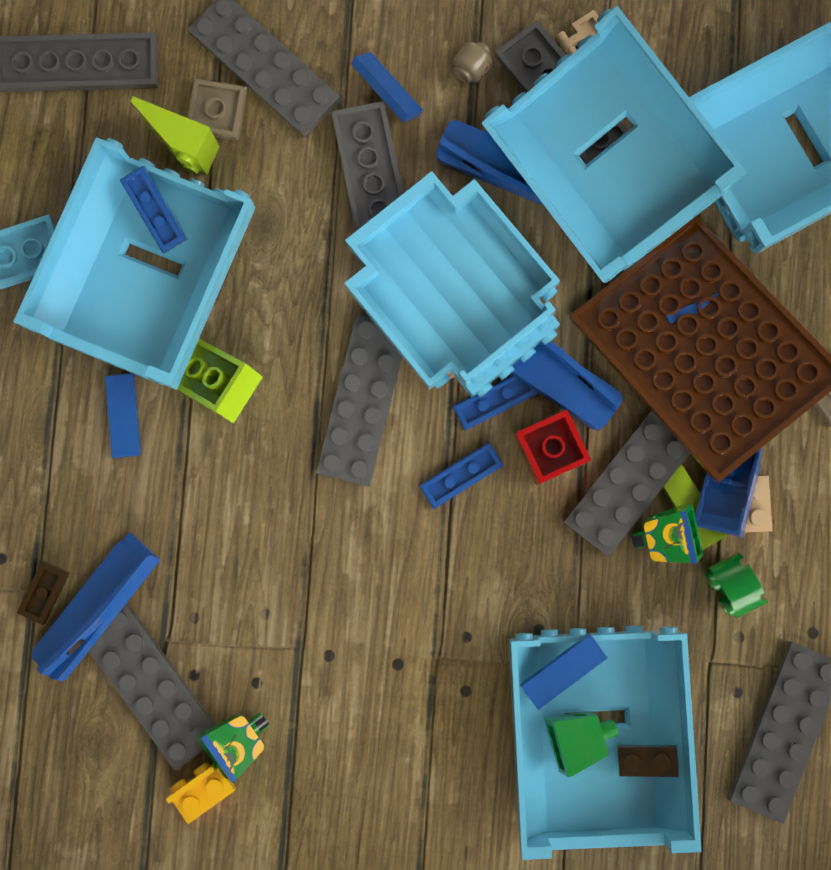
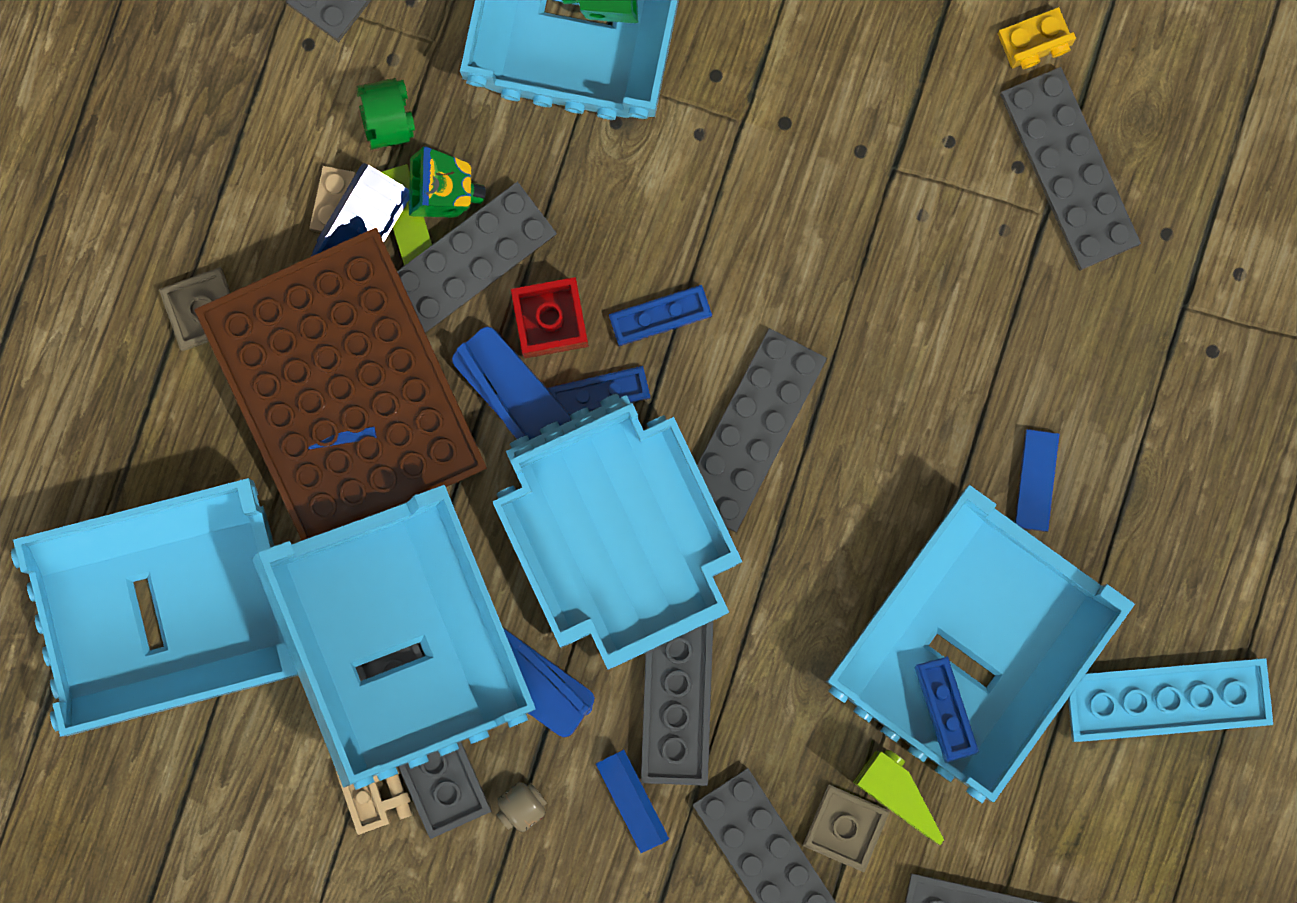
camera: 165 degrees left, 0 degrees up
(43, 593) = (1169, 298): dark brown plate -> none
(94, 607) = (1113, 267): blue piece -> none
(218, 381) = (914, 489): lime slope -> none
(234, 744) = (987, 79): torso -> none
(563, 671) = (604, 66): blue tile -> none

